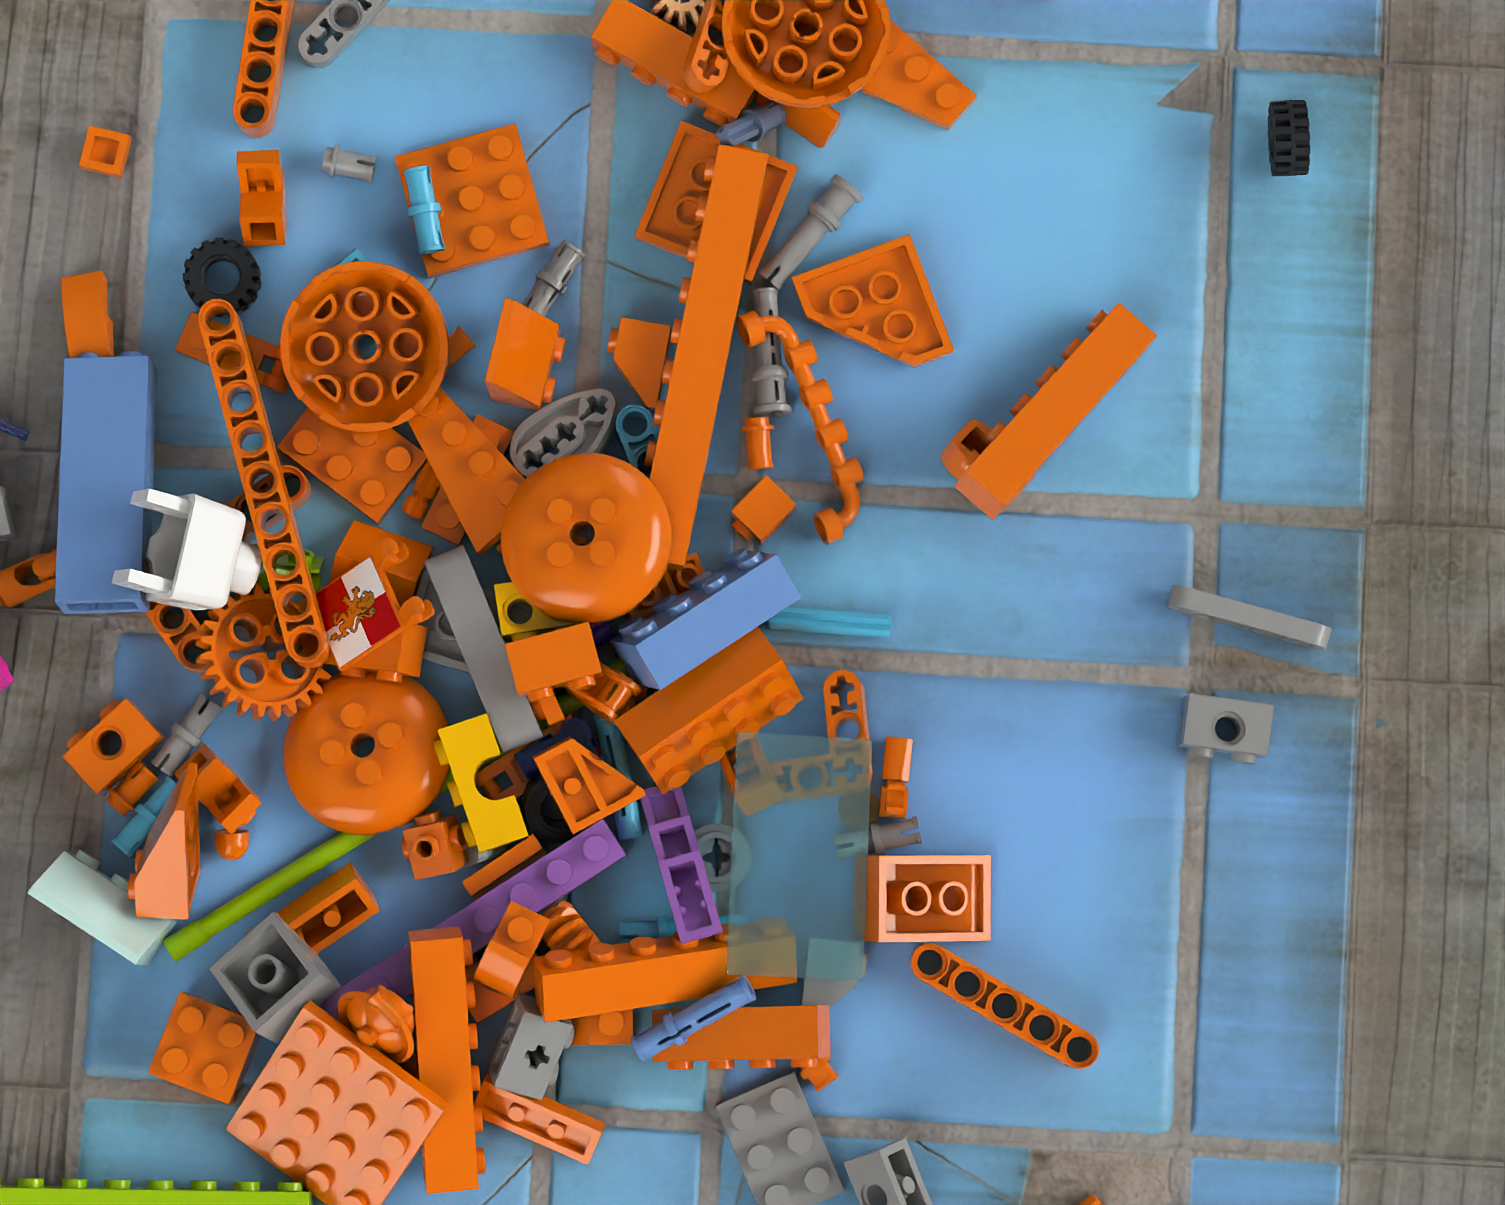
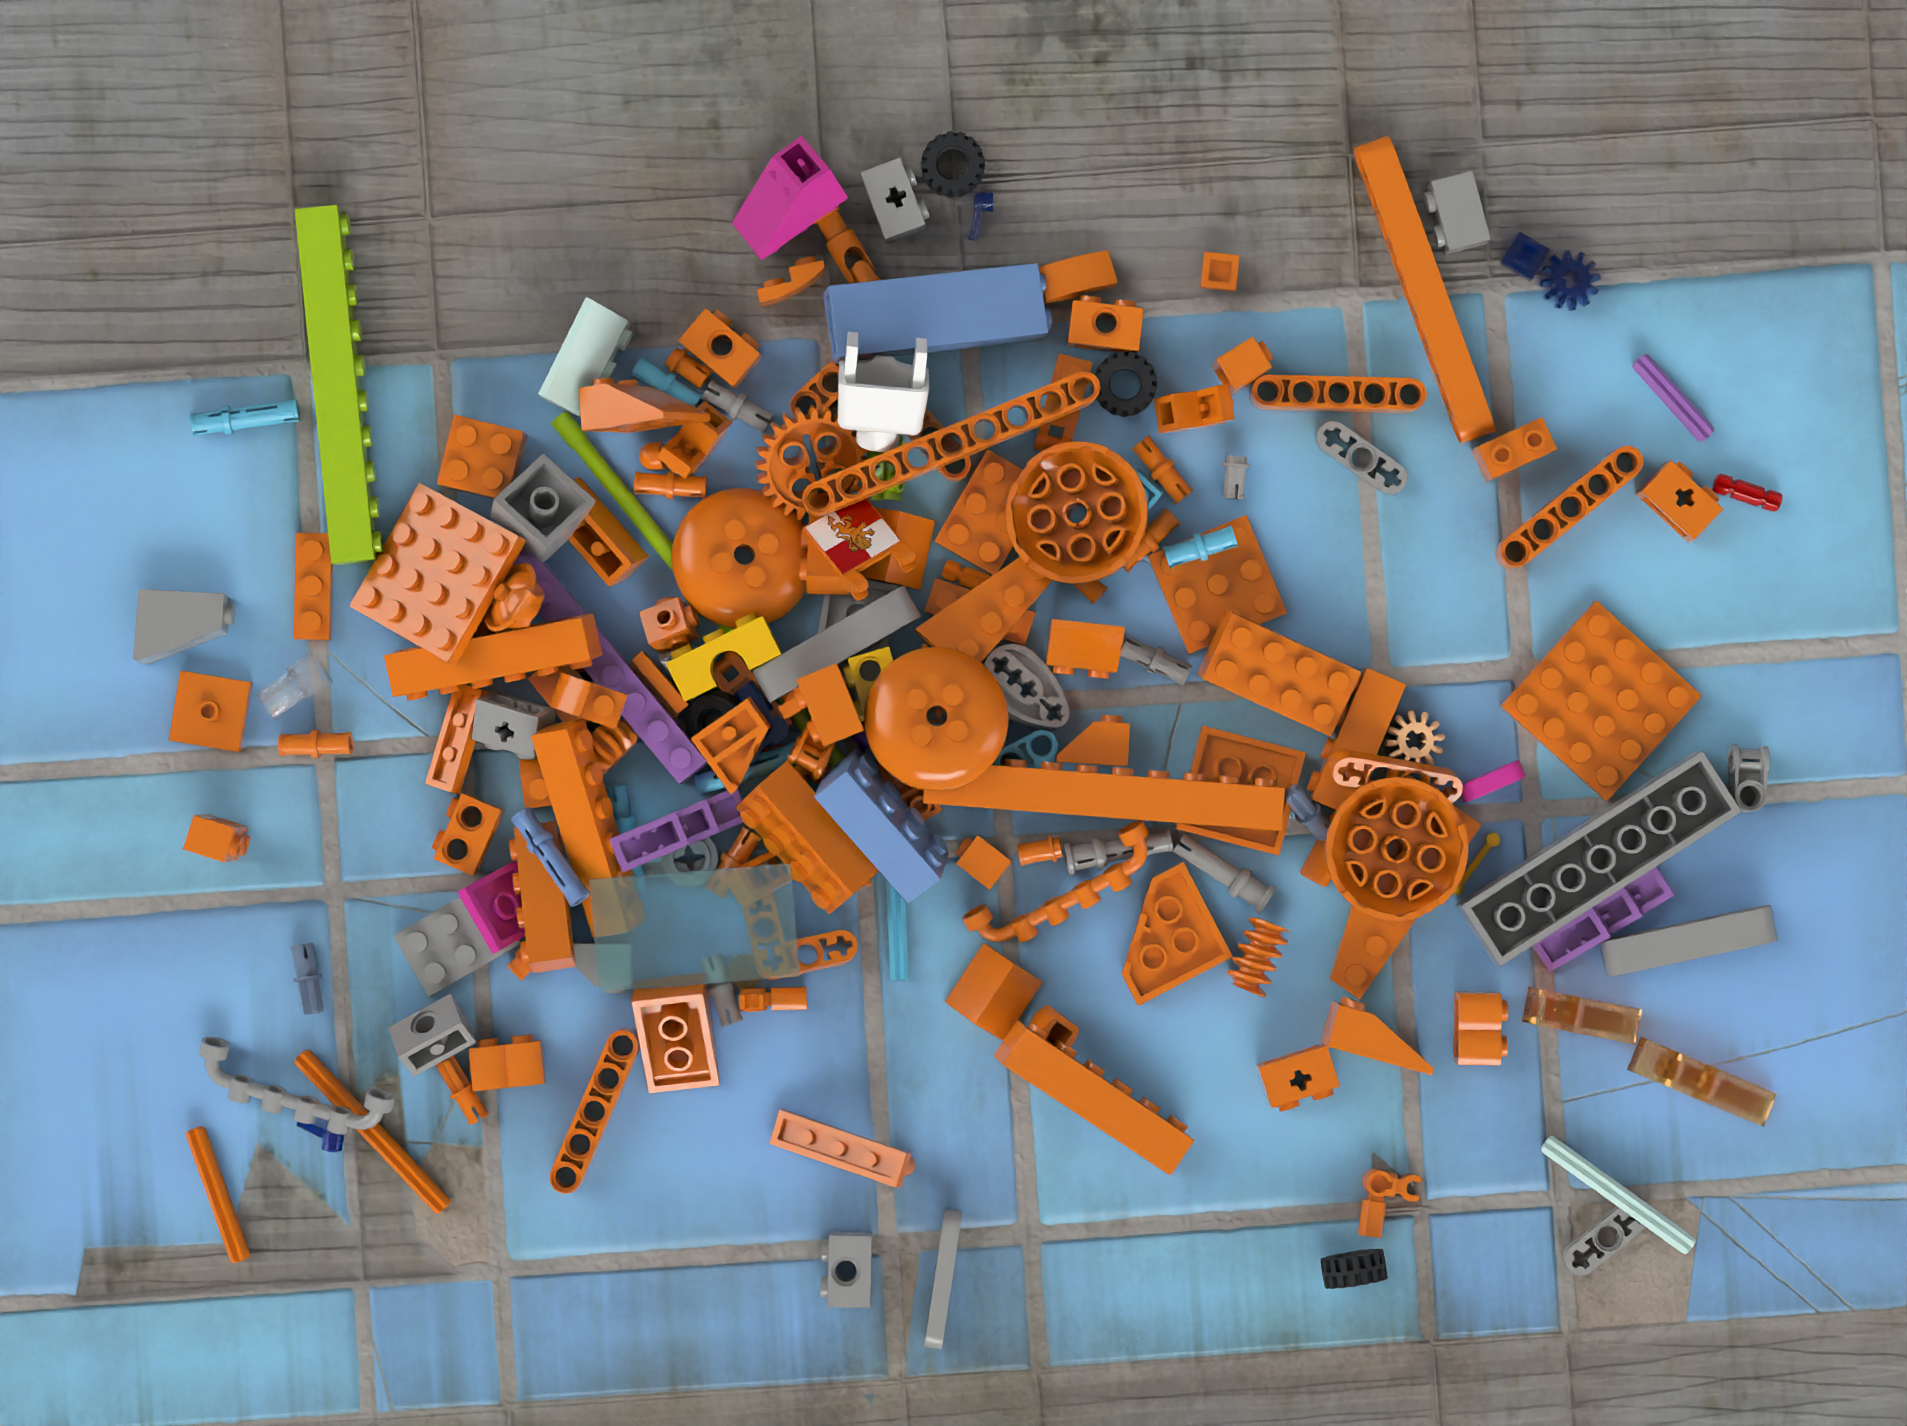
camera: 85 degrees right, 5 degrees up
(41, 640) = (802, 276): none -> orange slope
(152, 316) = (1086, 335): none -> orange brick
(216, 133) = (1243, 364): none -> orange brick
(269, 826) = (670, 485): none -> orange pin
(328, 246) = (1162, 469): none -> orange pin
(396, 255) = (1154, 534): none -> orange pin
(583, 138) = (1278, 673): none -> orange brick
(660, 1109) = (477, 838): none -> orange brick
(714, 795) = (740, 849): none -> orange pin
(746, 1094) = (493, 907): none -> dark pink plate
(911, 205) = (1257, 955): none -> orange piece
(917, 518) = (993, 992): none -> orange slope
(936, 1105) = (507, 1064): none -> orange brick
(961, 1164) = (461, 1089): none -> orange axle
(1011, 99) = (1362, 1033): none -> orange slope
(1051, 199) = (1311, 1061): none -> orange brick
(1082, 717) = (841, 1148): none -> orange piece
(1195, 101) = (1377, 1185): none -> orange bar

